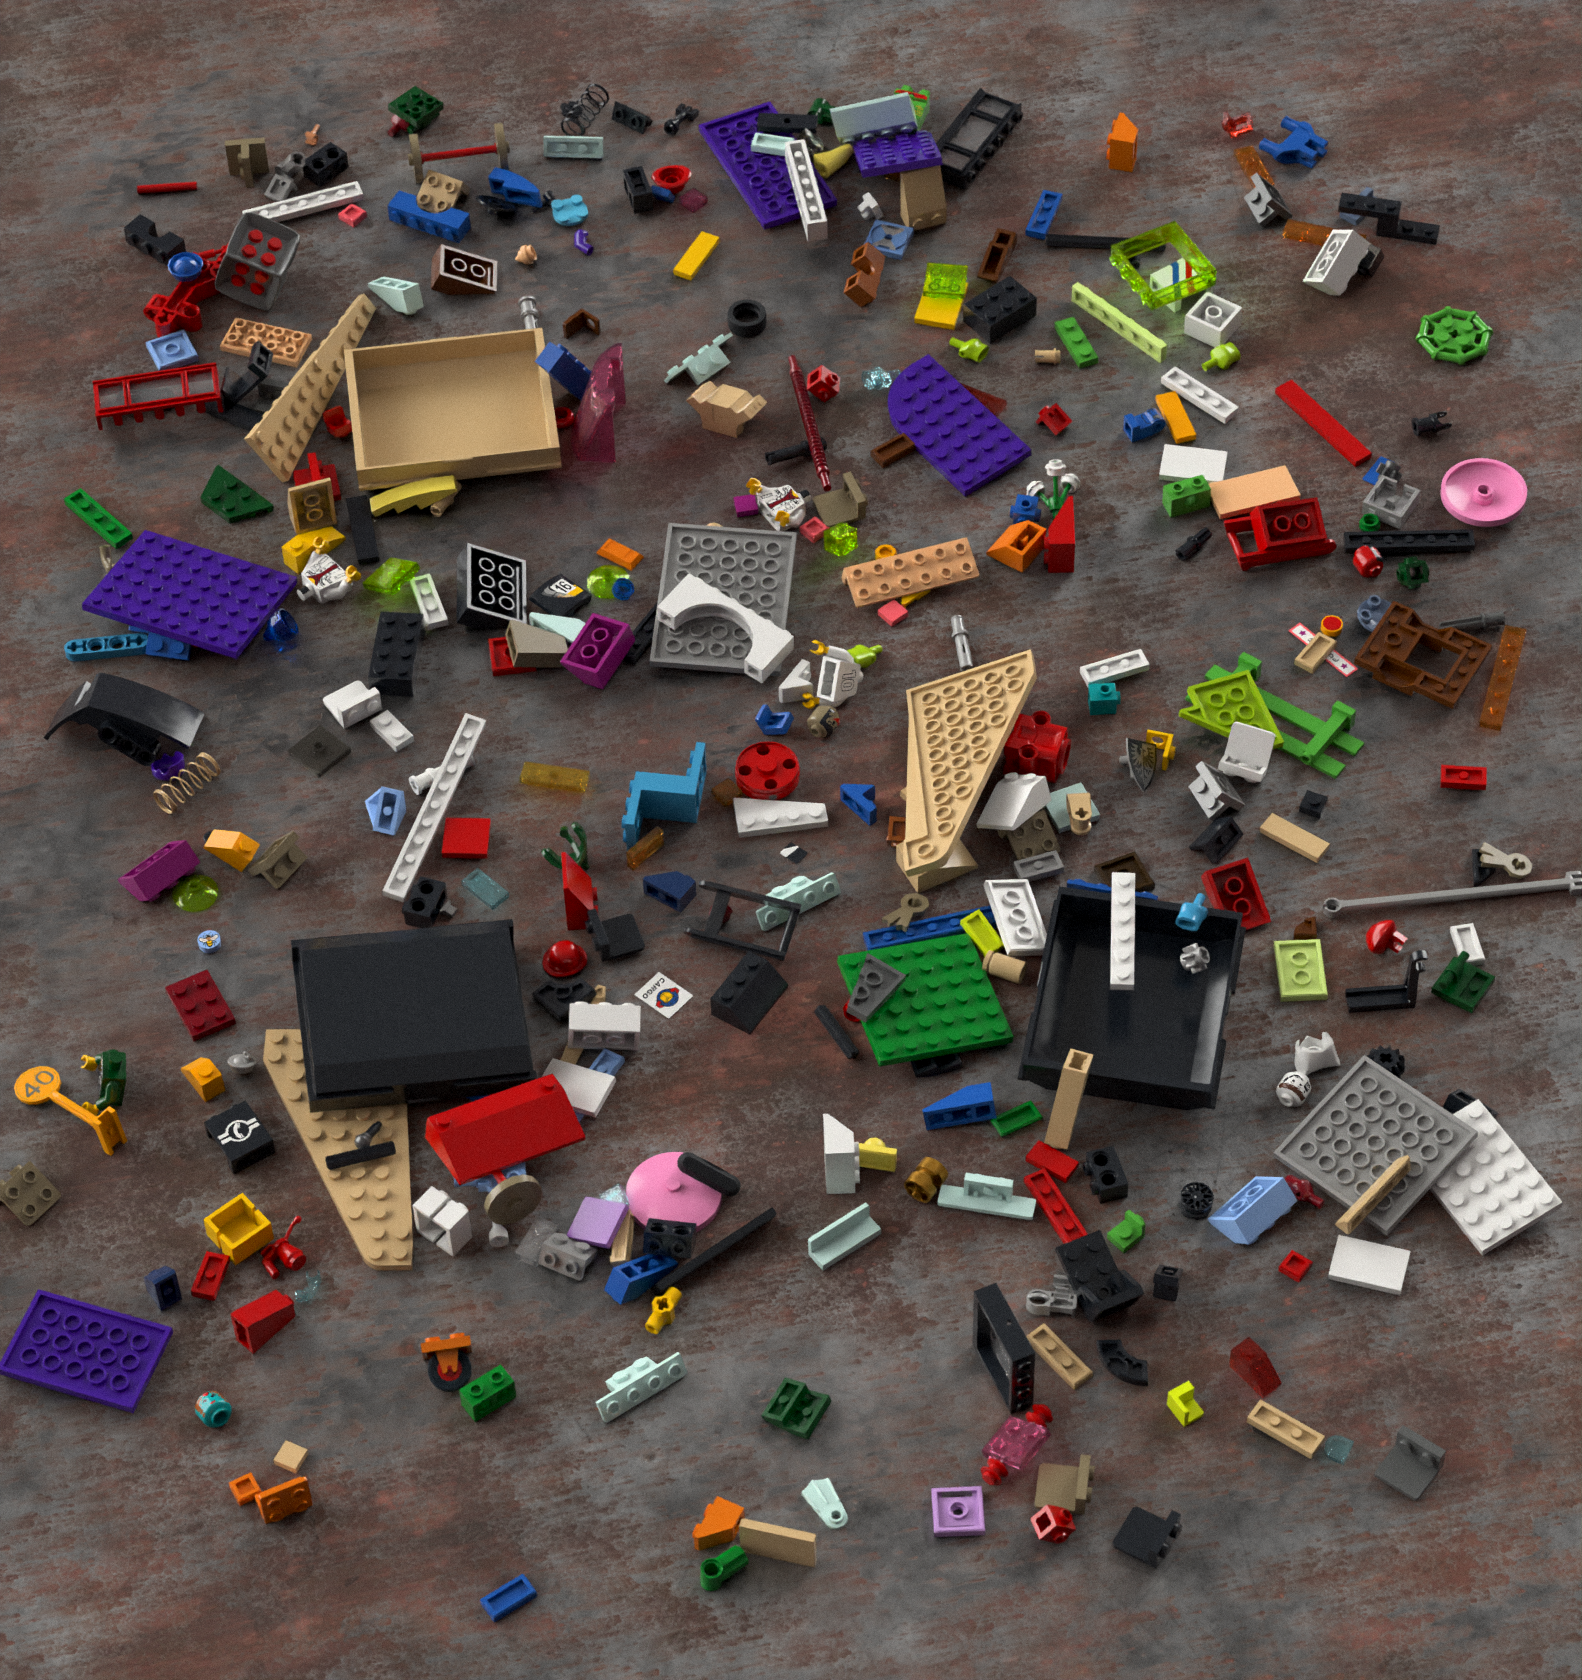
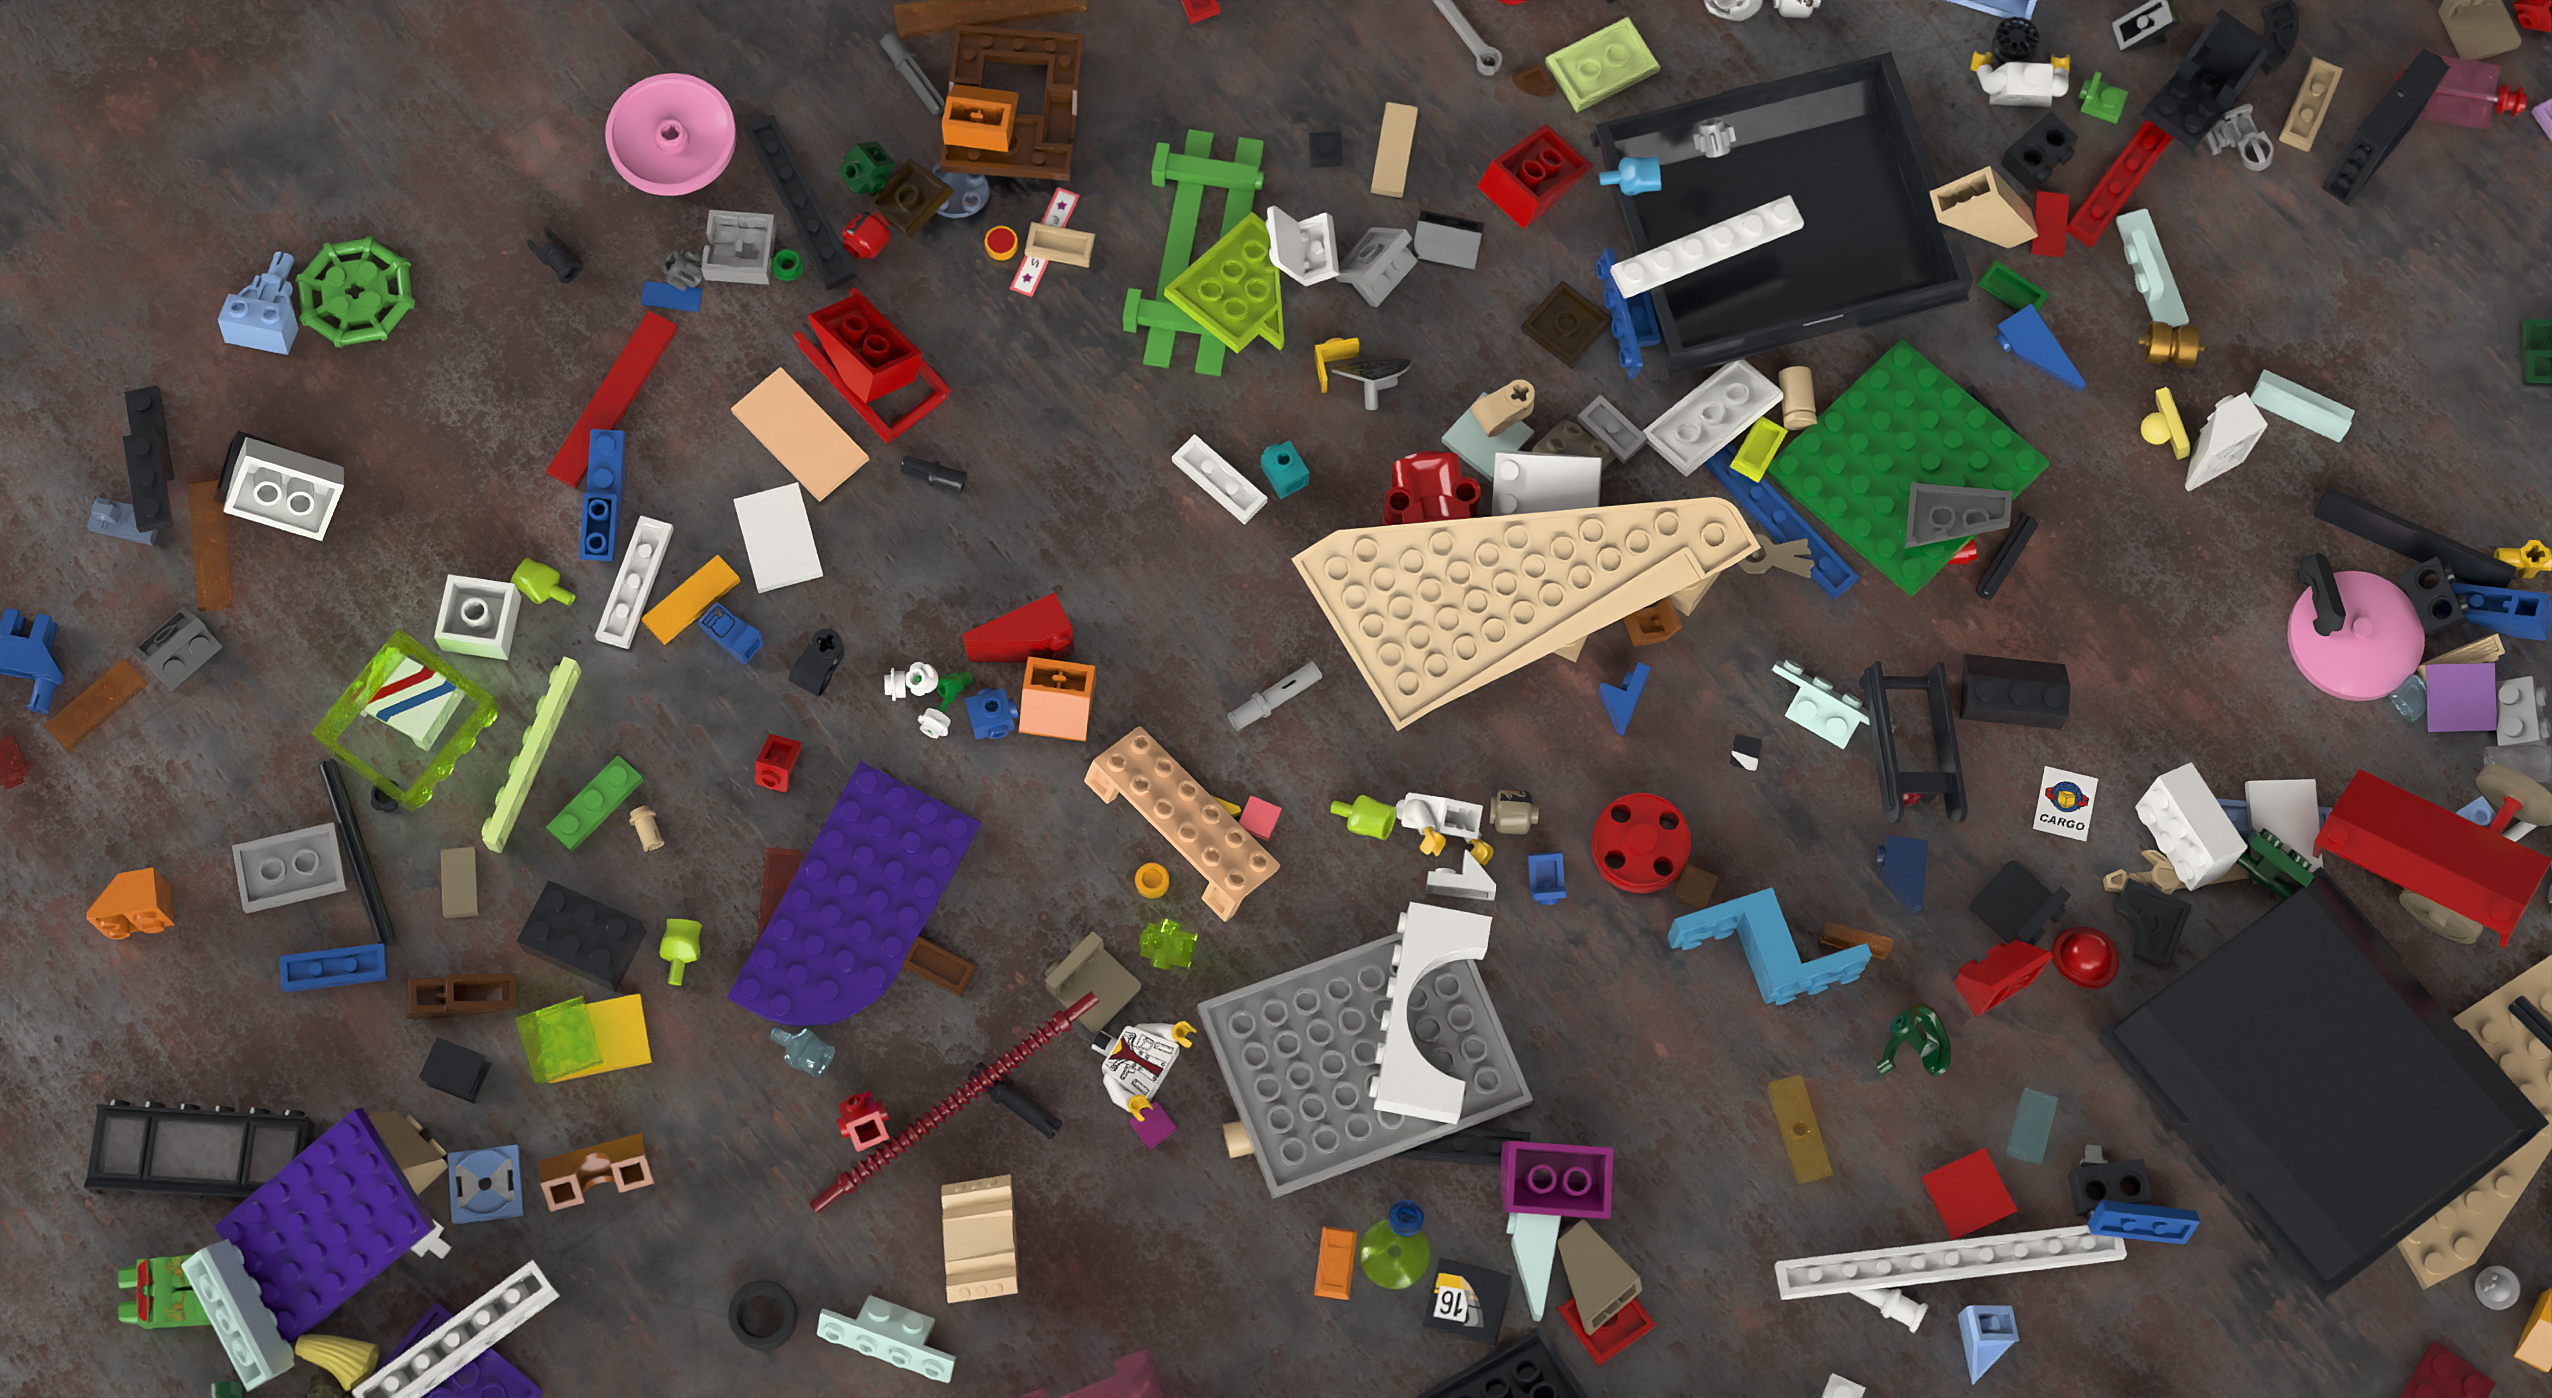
camera: 120 degrees left, 20 degrees up
(364, 1139) = (2530, 1045): piece -> none
(395, 902) = (2143, 1222): none -> blue plate
(555, 1053) = (2272, 861): none -> dark green plate
(772, 816) = (1713, 816): white wing -> none
(813, 529) = (1151, 1003): coral tile -> none
(956, 236) = (455, 1070): none -> black piece
(1062, 276) = (459, 882): none -> dark tan tile
(1102, 454) = (815, 667): none -> black piece
(1111, 213) = (289, 867): none -> light grey plate
(1158, 1181) = (2022, 82): none -> white torso
(1186, 496) = (852, 513): bright green brick -> none
(1255, 396) = (603, 495): none -> blue slope
(1382, 587) = (910, 198): none -> dark brown tile
(1414, 620) = (979, 117): none -> orange slope
(1461, 290) = (262, 311): none -> light blue brick

